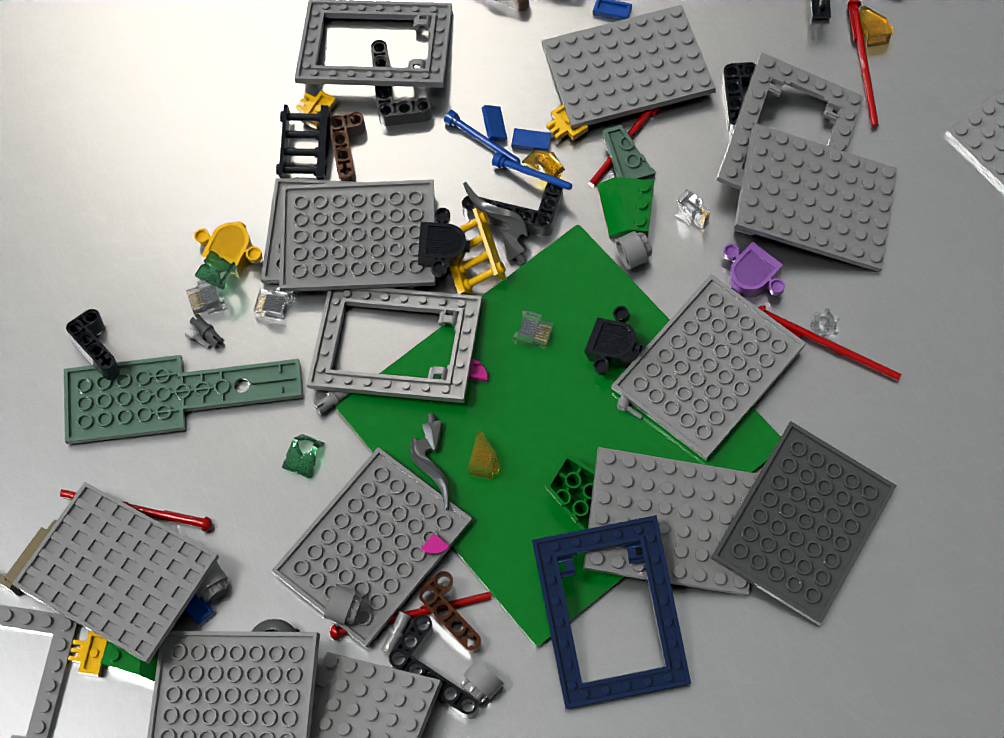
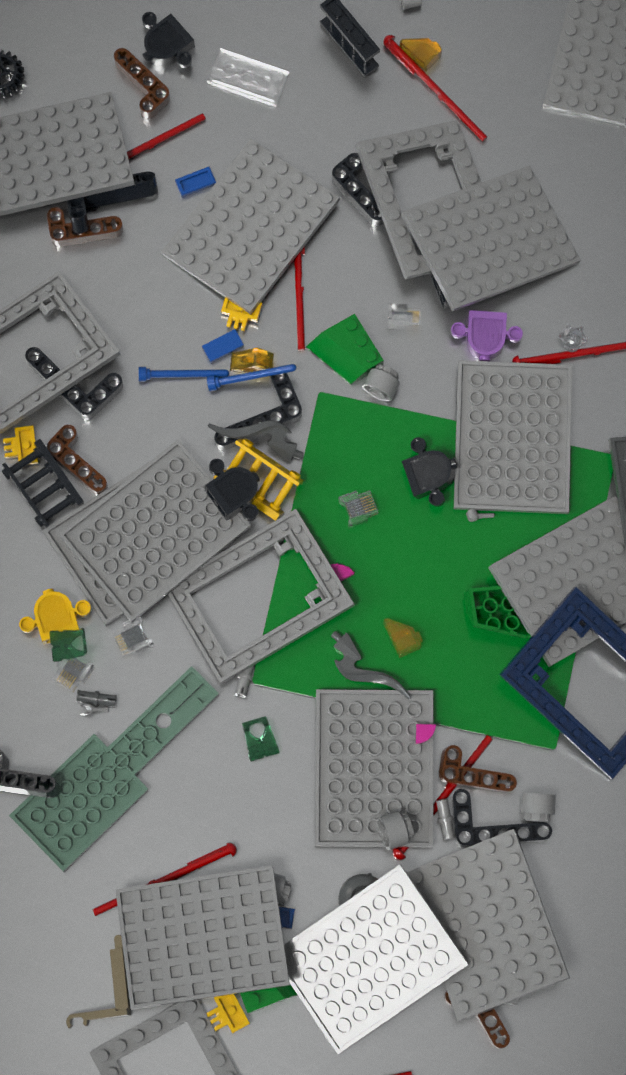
camera: 45 degrees left, 10 degrees up
(494, 123) = (181, 353): blue tile -> none
(624, 155) = (315, 309): sand green wing -> none

